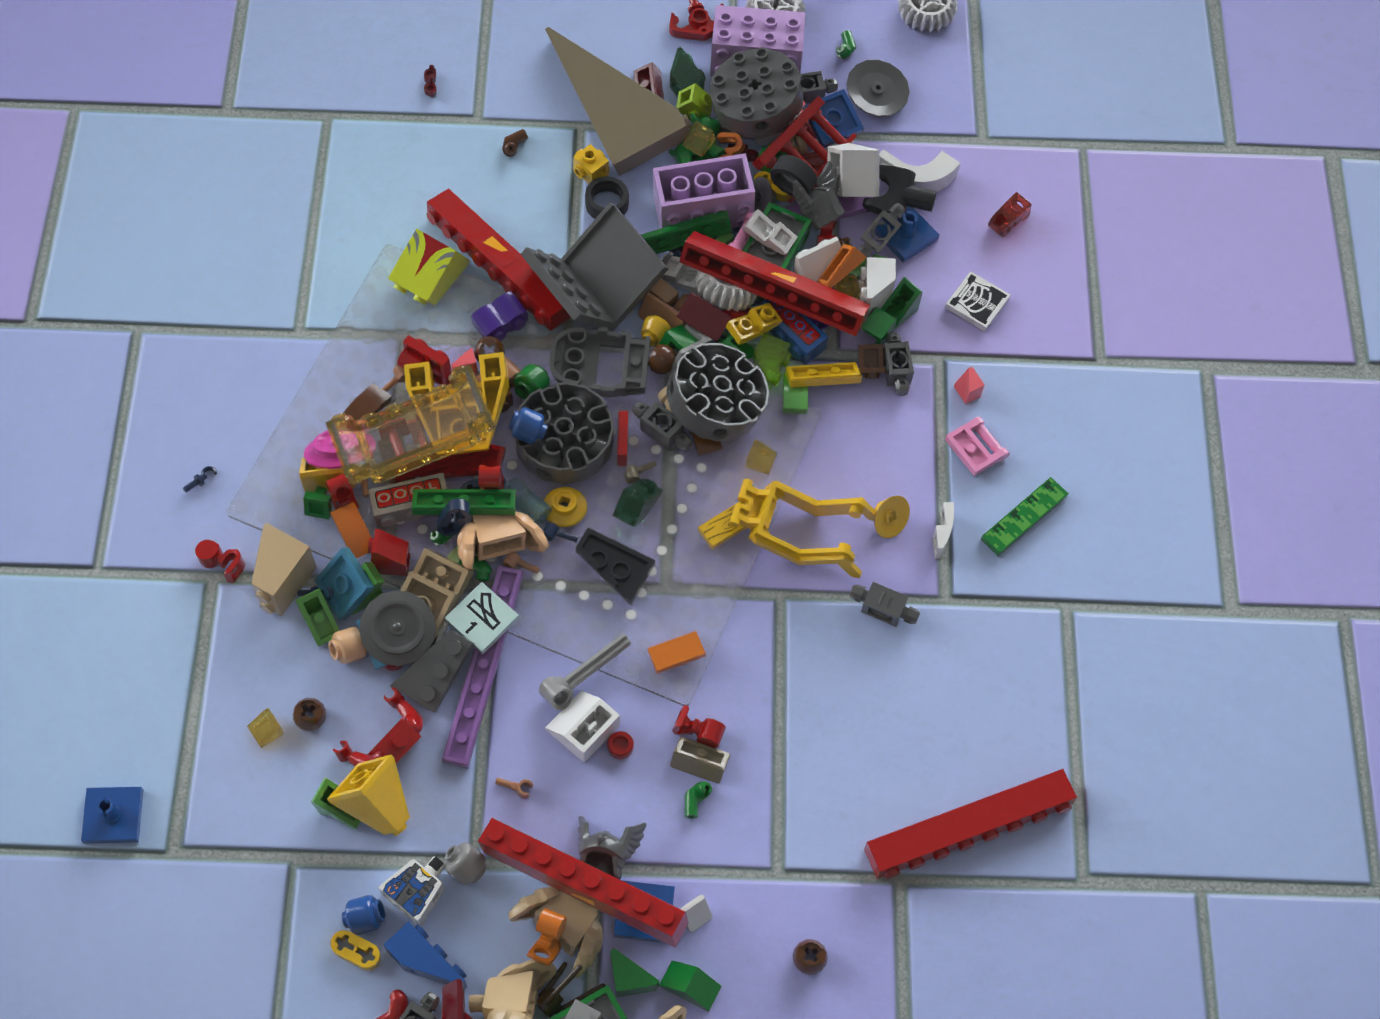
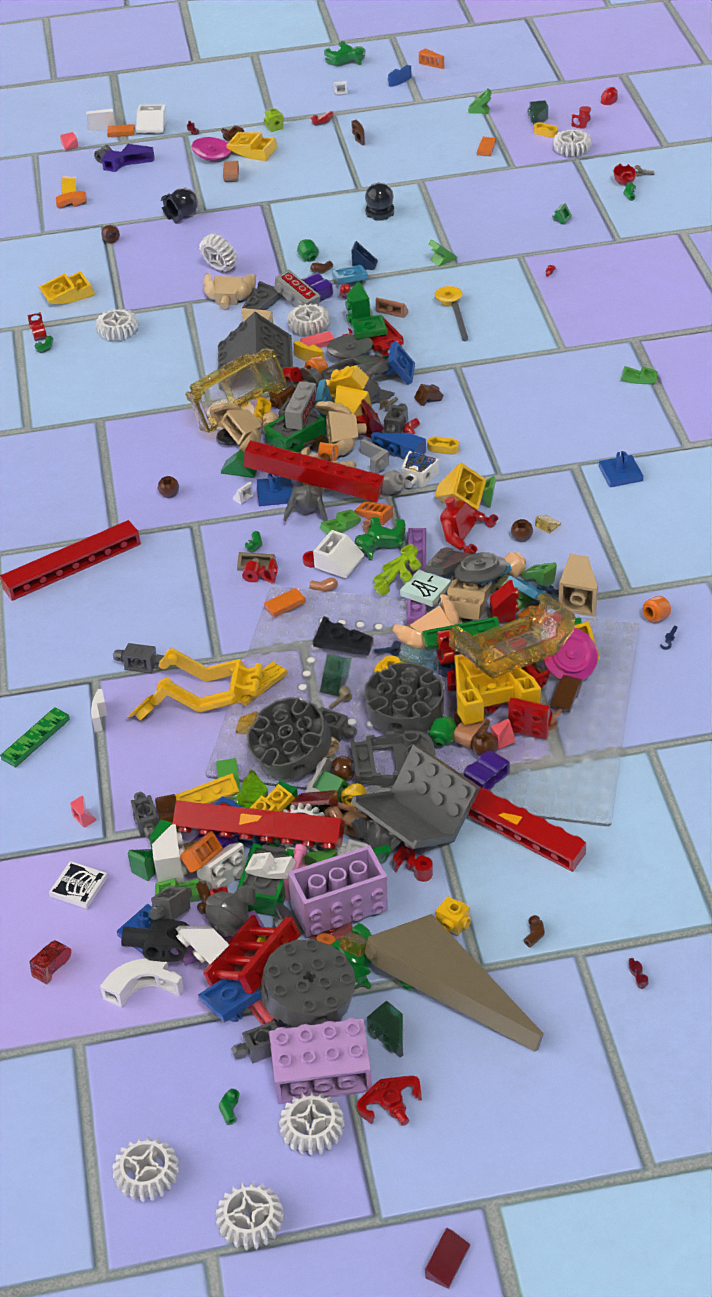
camera: 175 degrees right, 20 degrees down
(194, 519) = (656, 609): none -> orange head
(211, 555) = (634, 595): red leg -> none
(363, 915) = (445, 453): blue head -> none
(427, 268) = (560, 794): neon yellow slope -> none
(453, 517) = (463, 615): dark blue beam -> none
(466, 926) = (378, 456): none -> light grey bracket
(494, 799) = (379, 510): none -> orange slope
(507, 667) = (397, 565): none -> lime plant
(512, 748) = (381, 537): none -> green animal
(527, 425) = (429, 673): blue head -> none
(559, 691) = (358, 570): light grey axle -> none
(562, 808) = (344, 521): none -> bright green slope
(604, 184) = (424, 884): black tyre -> none
(614, 679) = (325, 585): none -> nougat arm
(622, 443) = (358, 710): red tile -> none
(650, 78) = (422, 1018): slope -> none
(694, 100) = (370, 993): lime brick -> none
(789, 169) = (263, 899): black tyre -> none
(877, 88) = (189, 1056): dark grey piece -> none
(971, 450) = (79, 768): bright pink plate -> none

